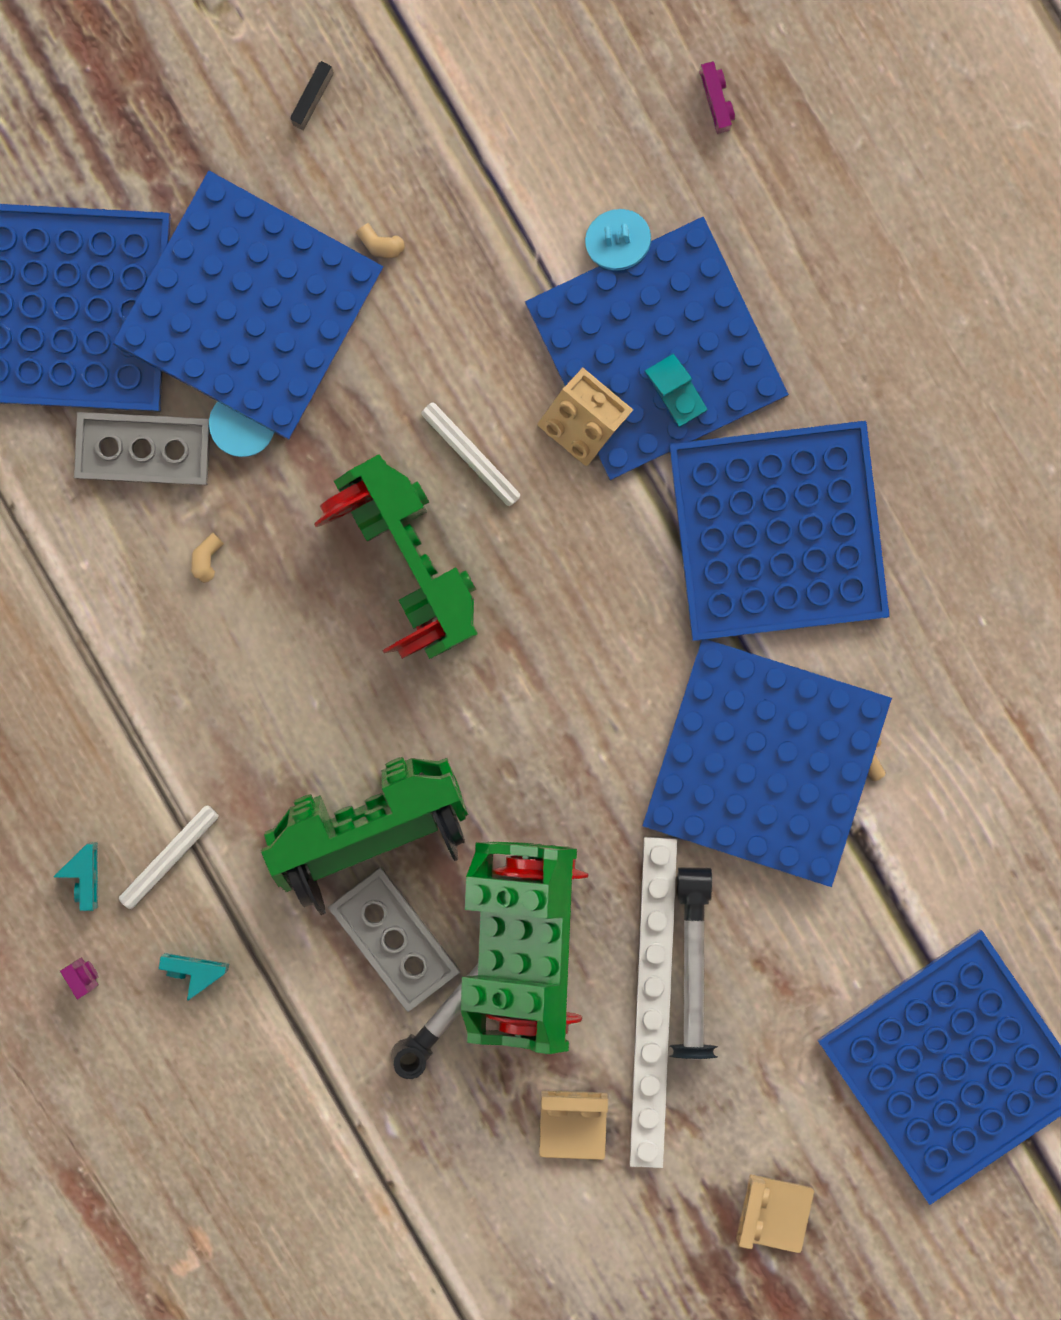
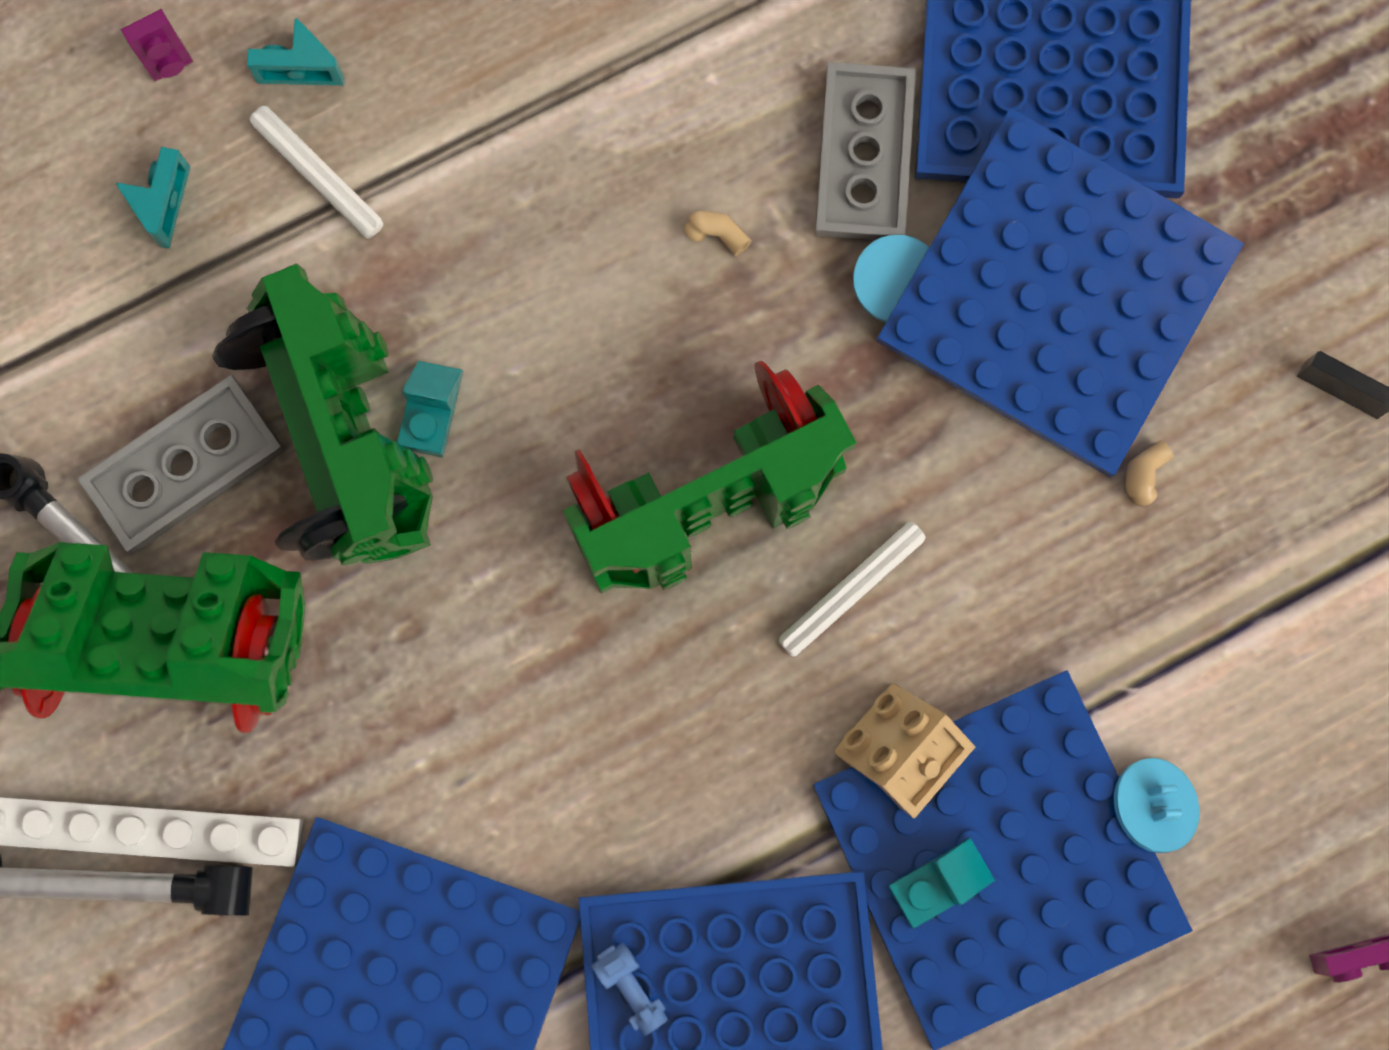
camera: 90 degrees right, 10 degrees down
(346, 763) = (429, 408): none -> teal slope
(739, 612) = (616, 967): none -> medium blue bar

